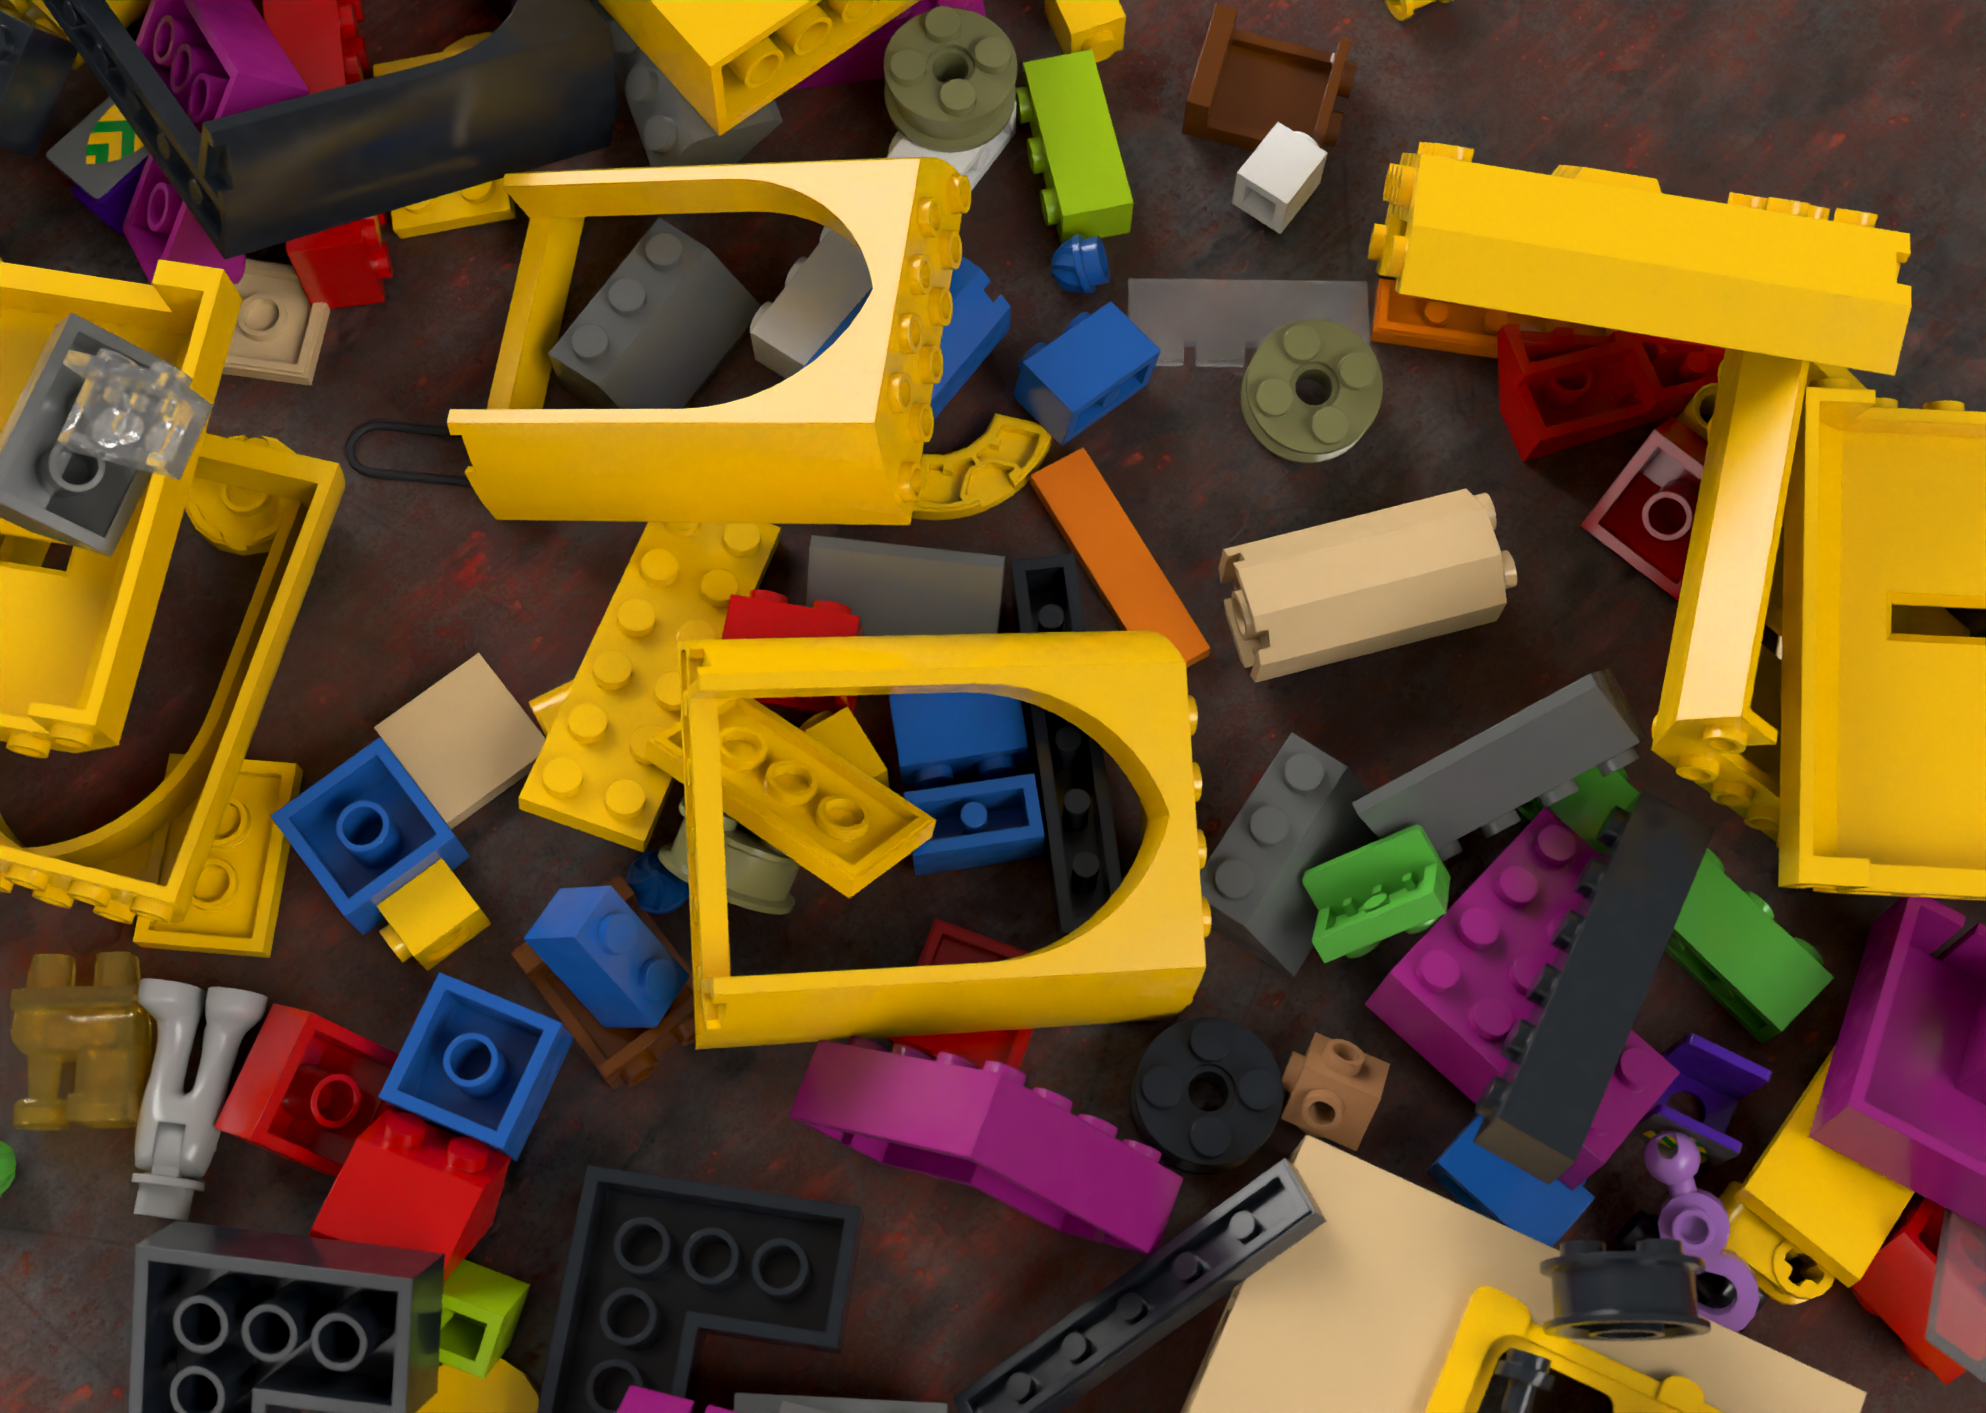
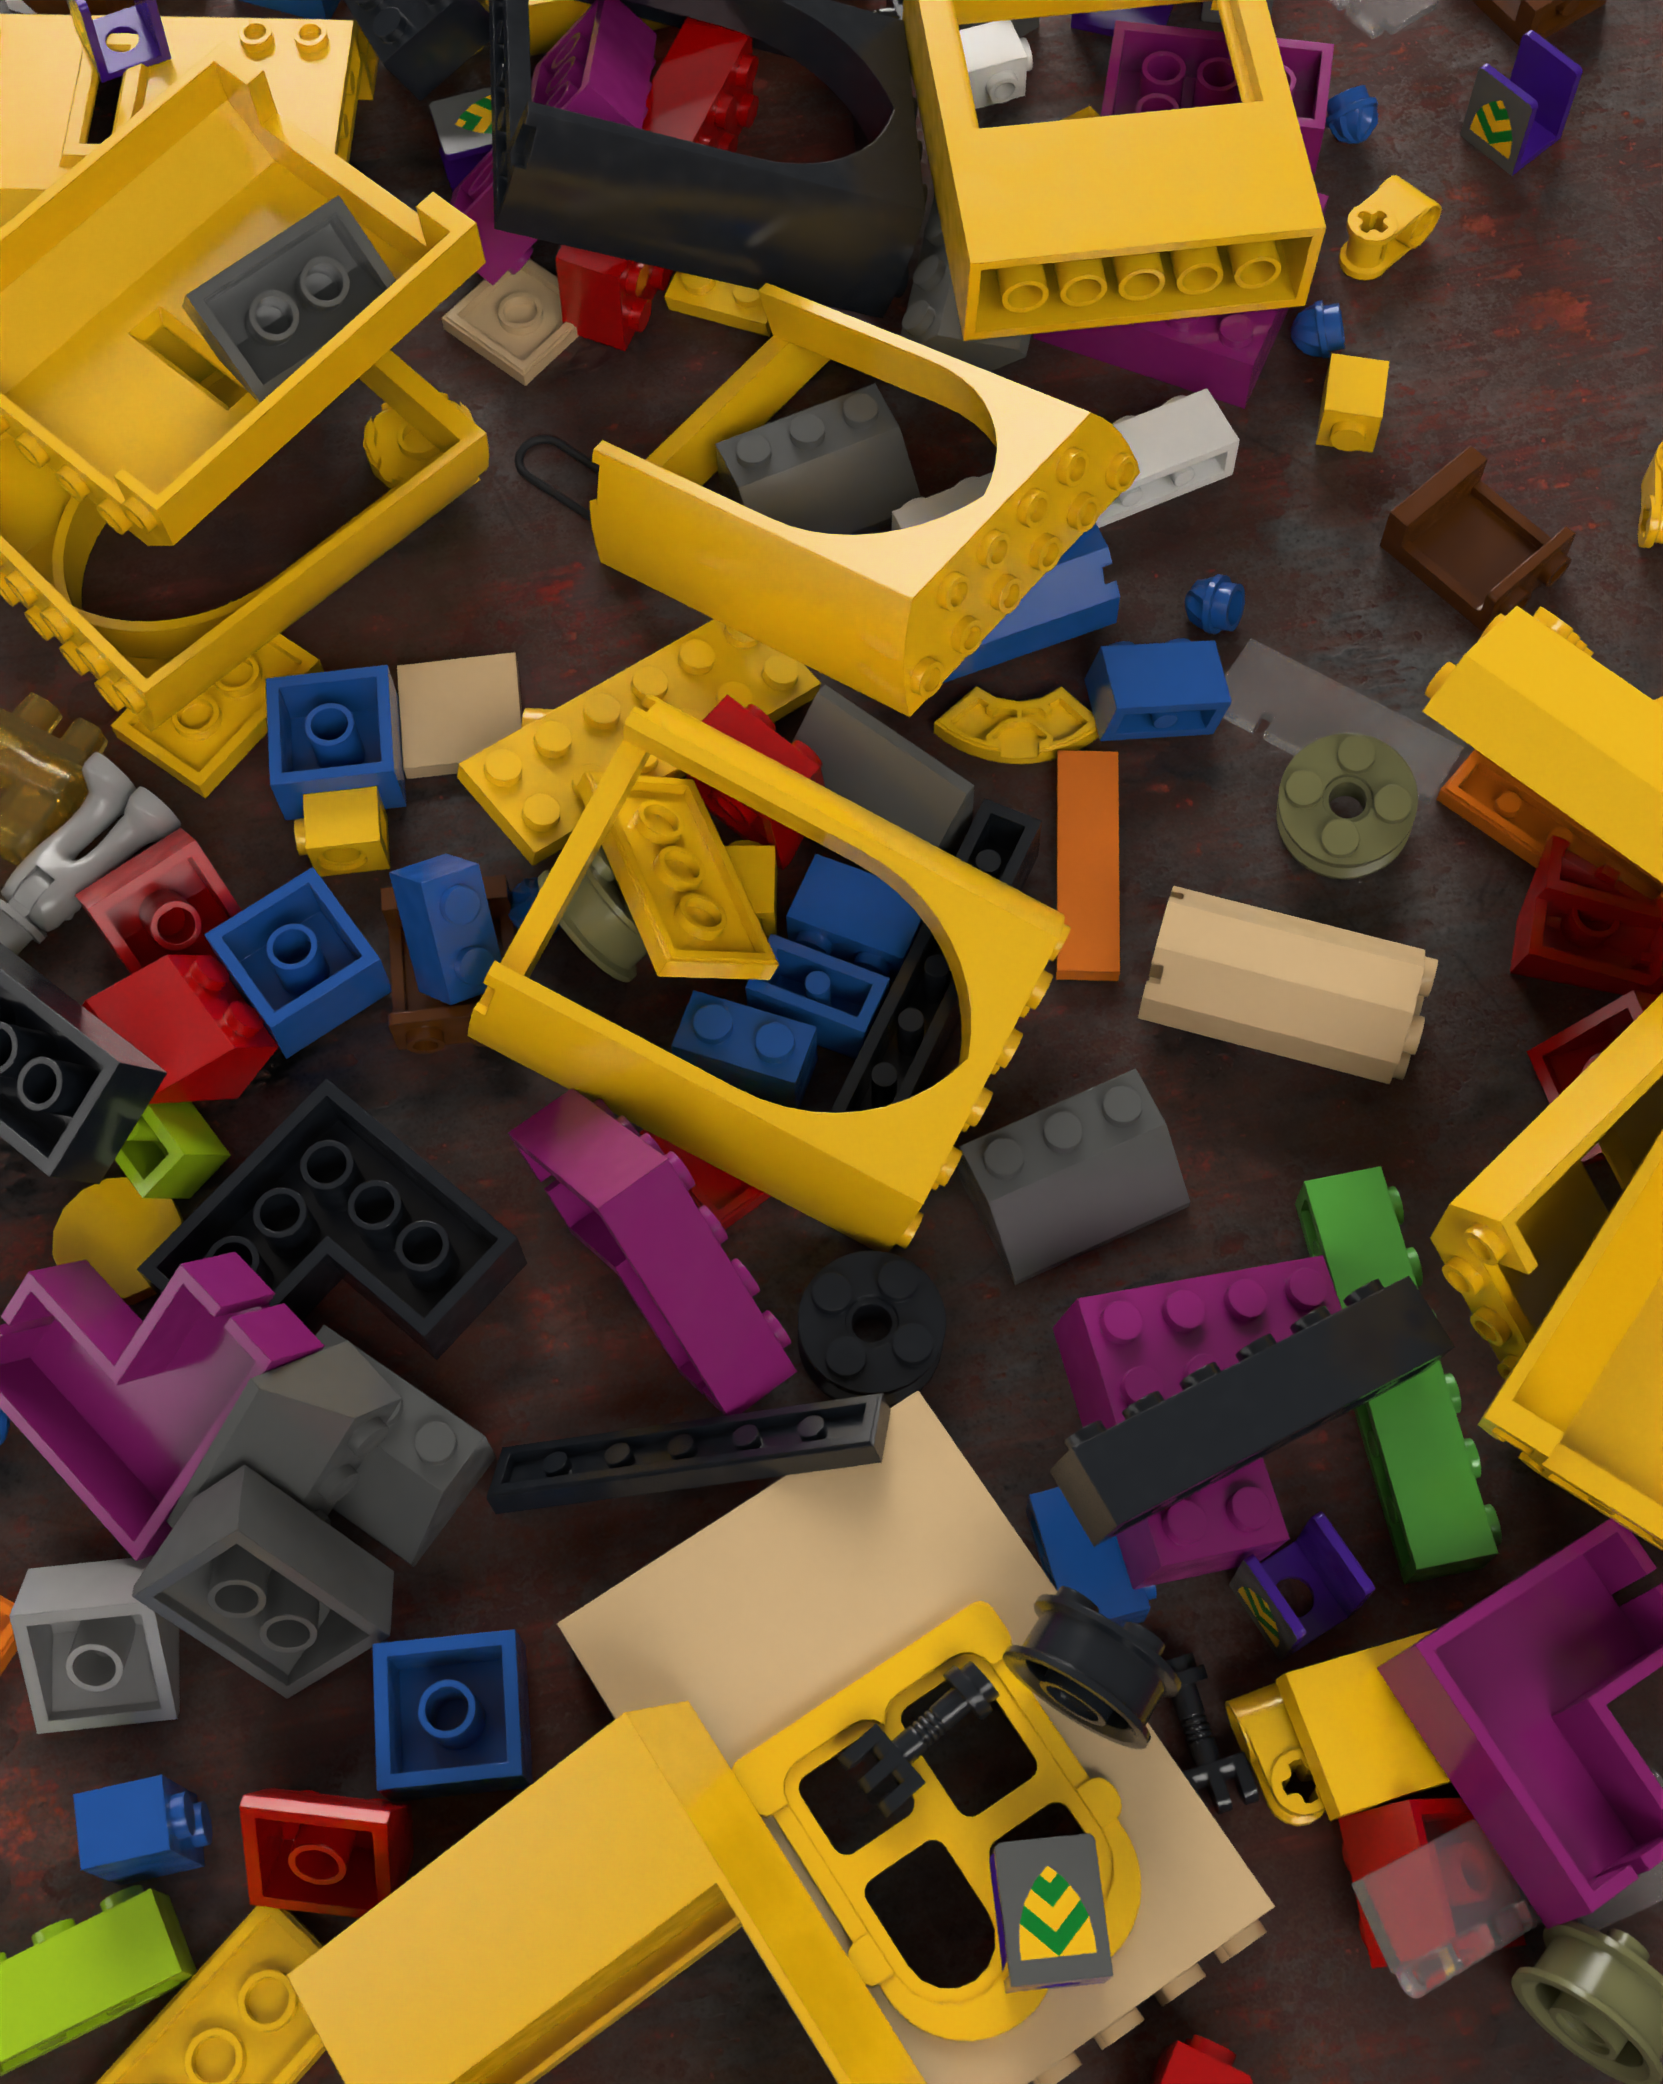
camera: 35 degrees right, 5 degrees down
(134, 413) = (334, 291): clear bracket -> none
(946, 913) = (748, 1048): none -> blue brick
(964, 109) = (1188, 390): olive wheel -> none
(1074, 147) = (1270, 505): lime brick -> none
(1279, 177) = (1436, 616): white brick -> none
(1333, 1090) = (981, 1386): medium nougat brick -> none
(1377, 893) = (1120, 1236): bright green bracket -> none
(1509, 765) = (1298, 1192): dark grey slope -> none
(1701, 1225) = (1223, 1686): medium lavender piece -> none

